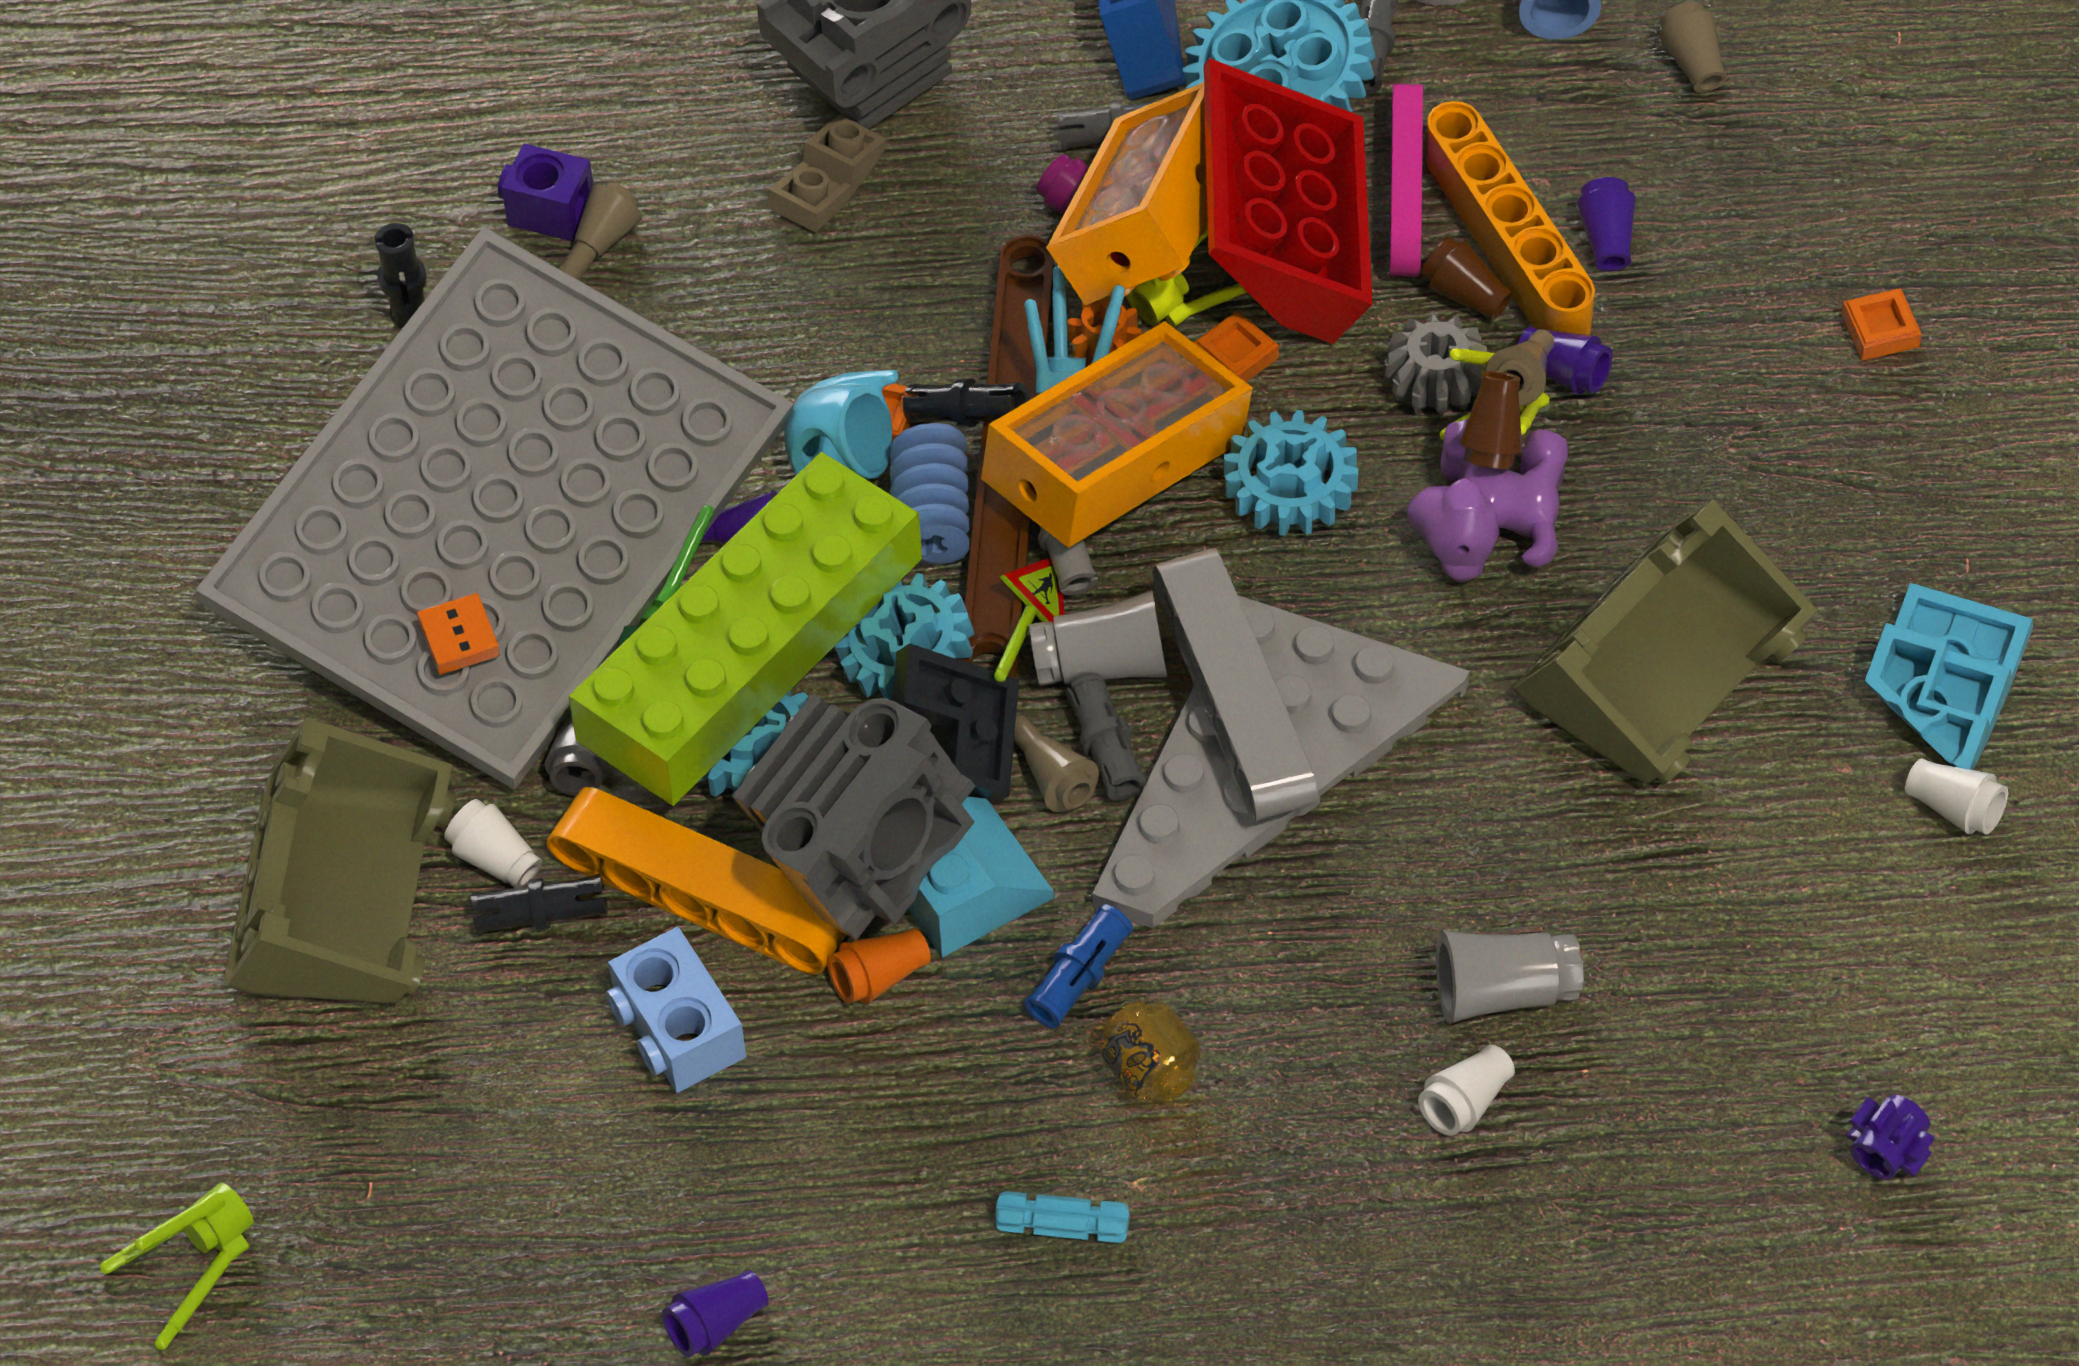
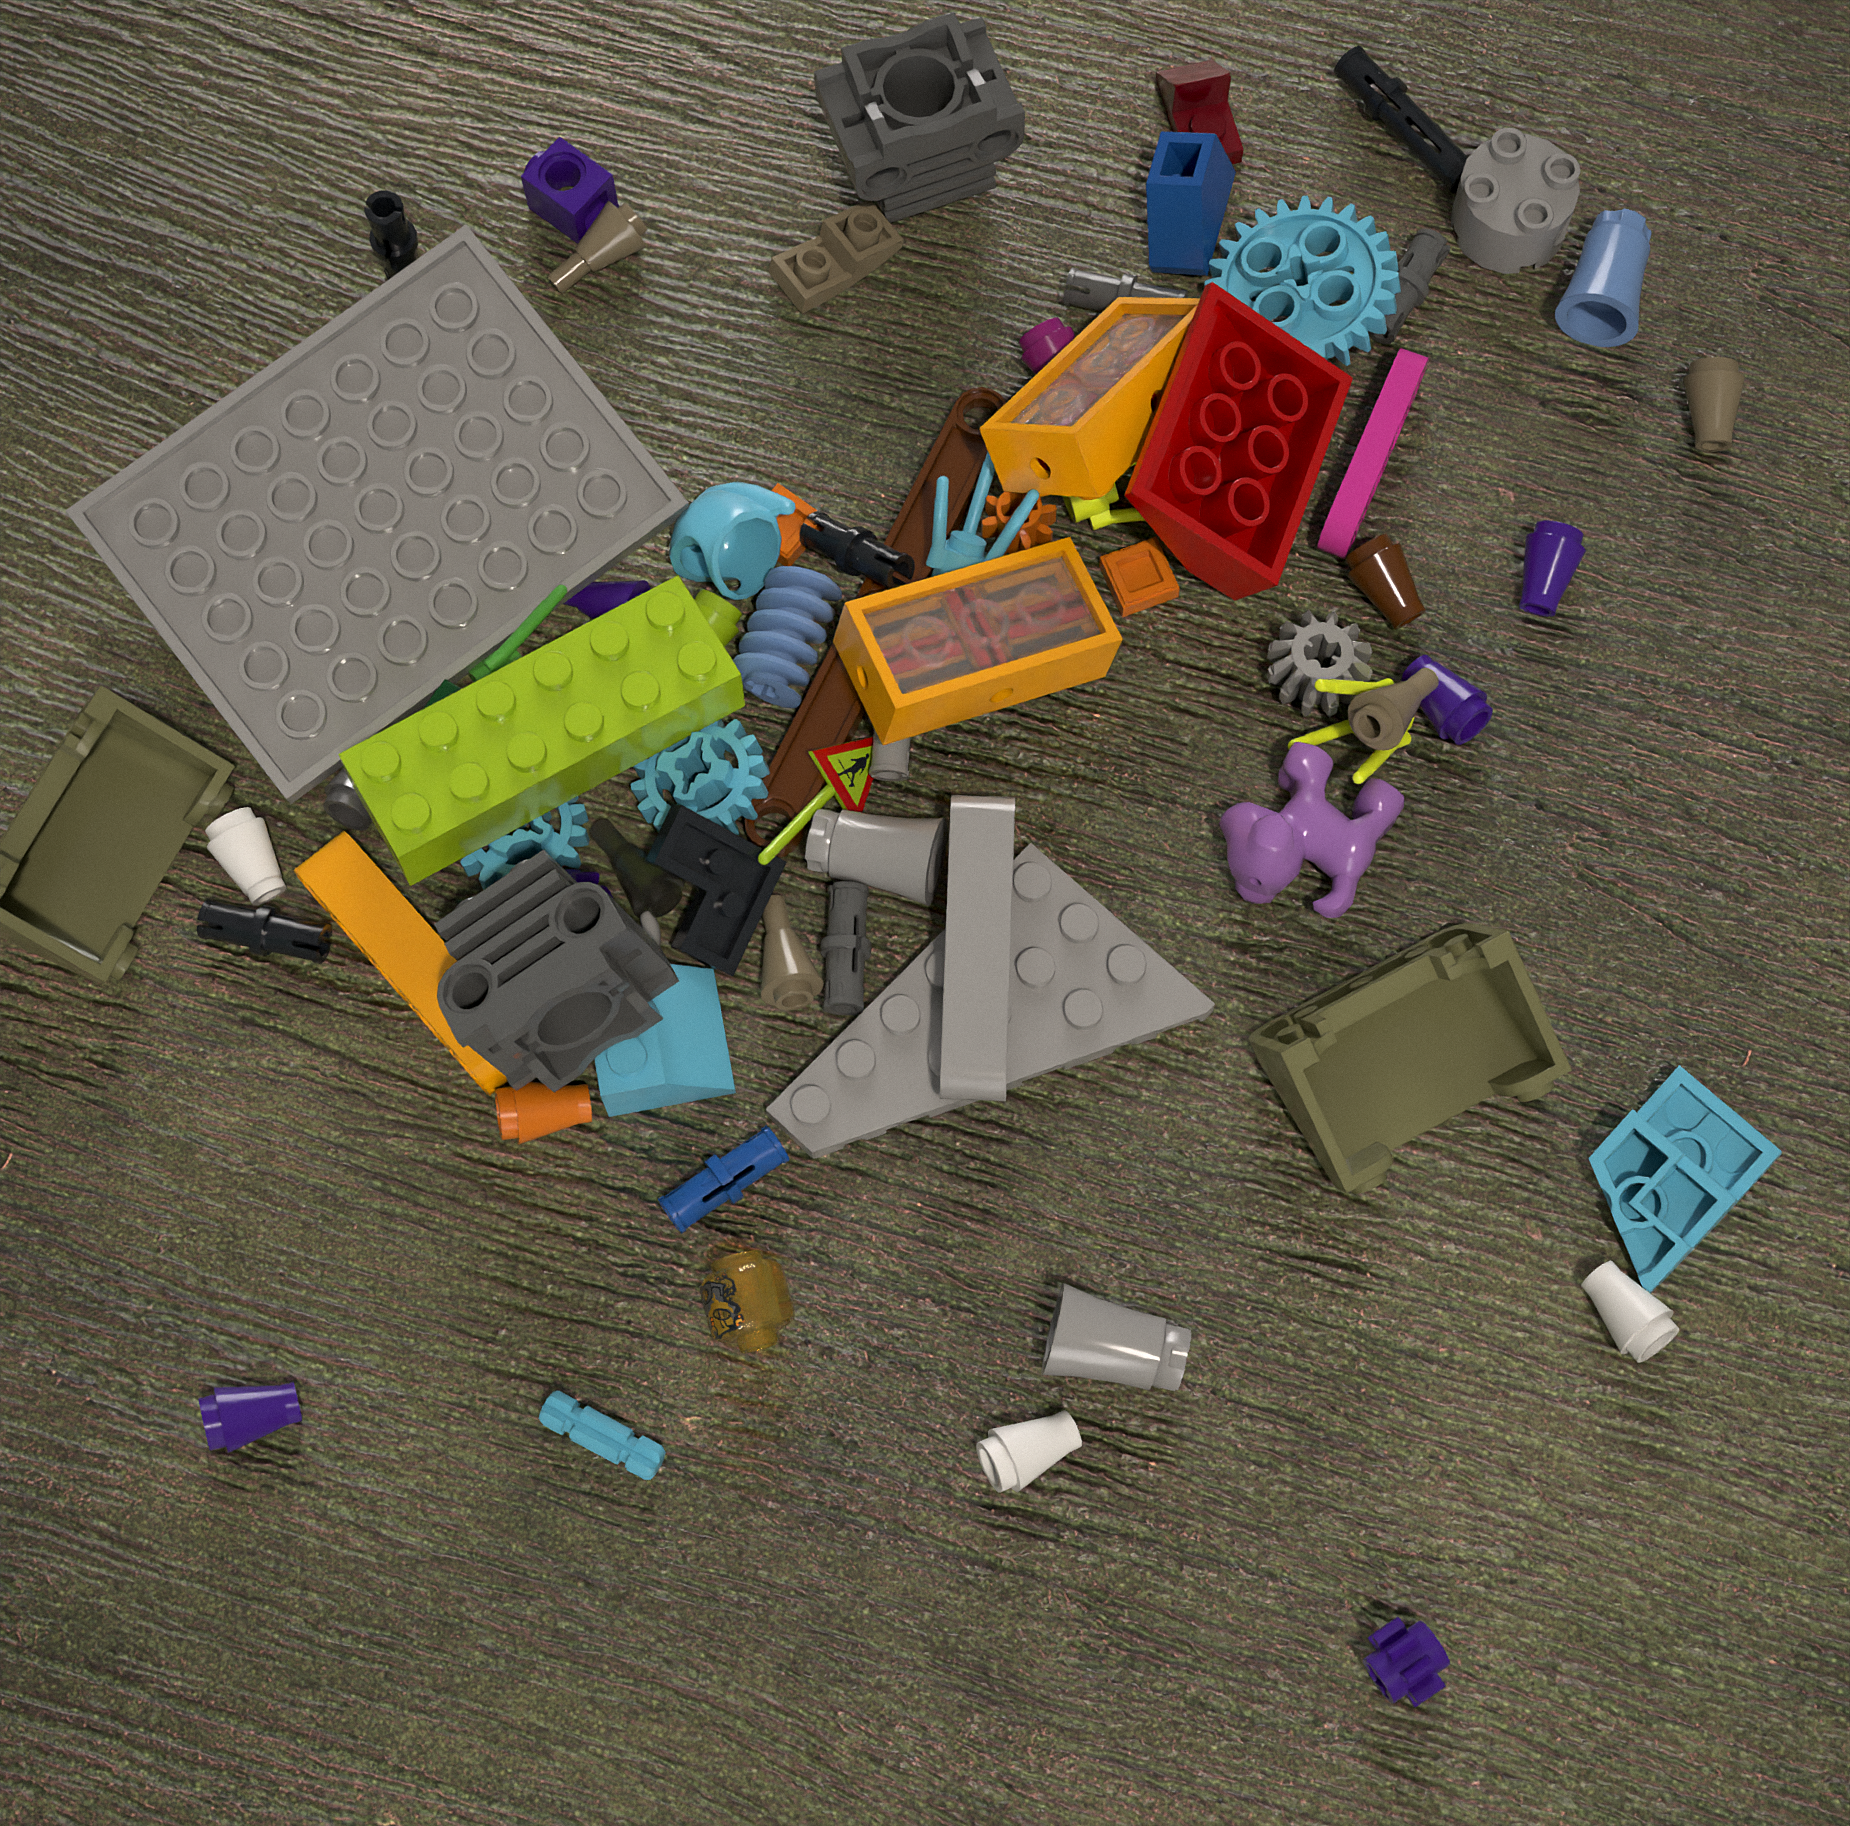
camera: 20 degrees right, 15 degrees up
(458, 633) = (284, 638): orange tile -> none
(685, 1006) = (350, 1086): light blue brick -> none
(1290, 472) = (1151, 712): medium azure gear -> none
(1494, 423) = (1331, 769): reddish brown cone -> none
(1508, 220) = (1457, 510): light orange beam -> none
(1881, 324) = (1771, 767): orange tile -> none

